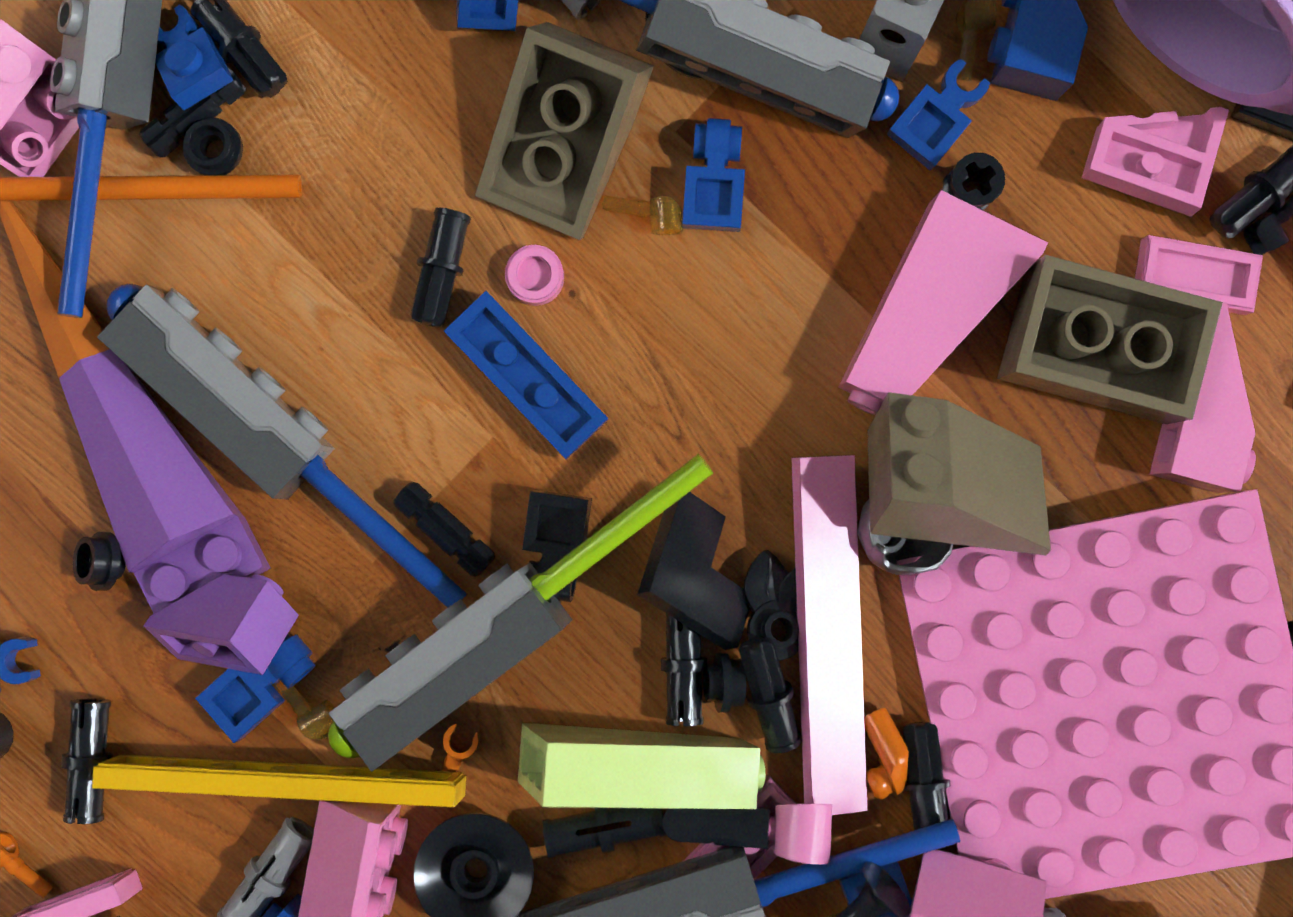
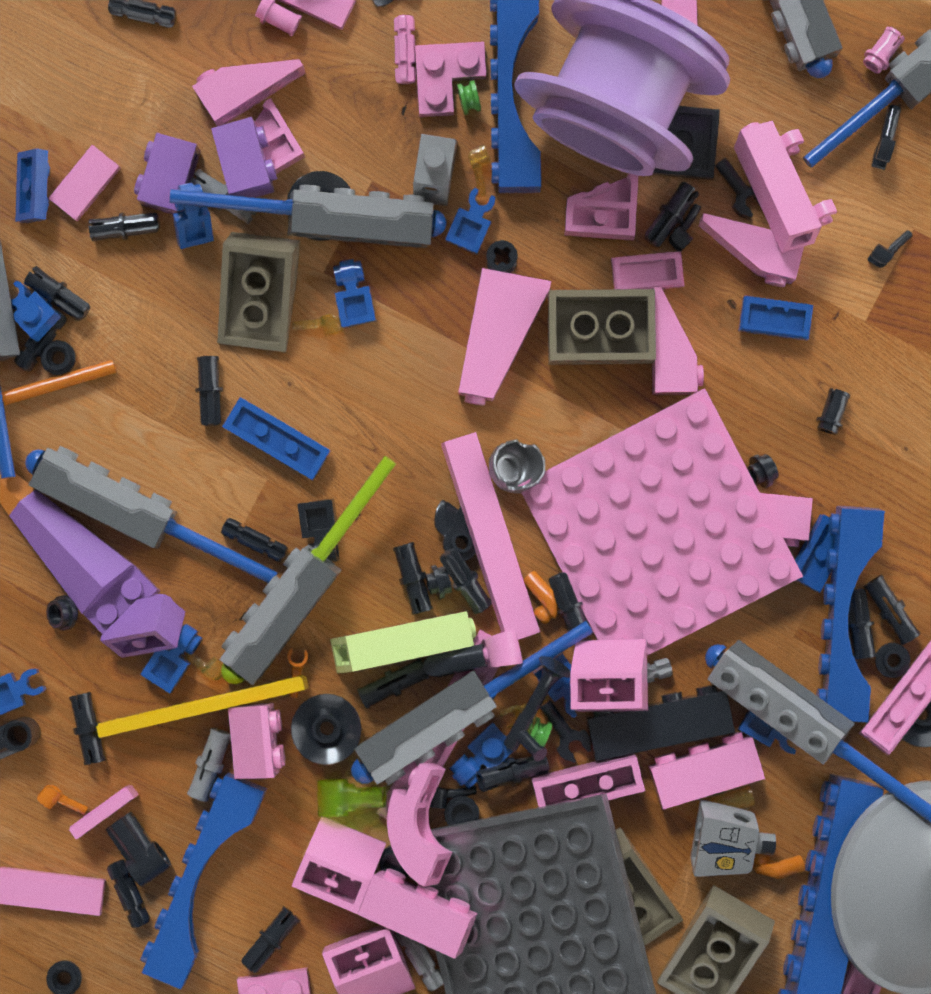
camera: 10 degrees left, 0 degrees up
(534, 275) = (265, 379): bright pink tile -> none
(681, 574) = (397, 529): black tile -> none
(954, 478) = (535, 428): dark tan slope -> none

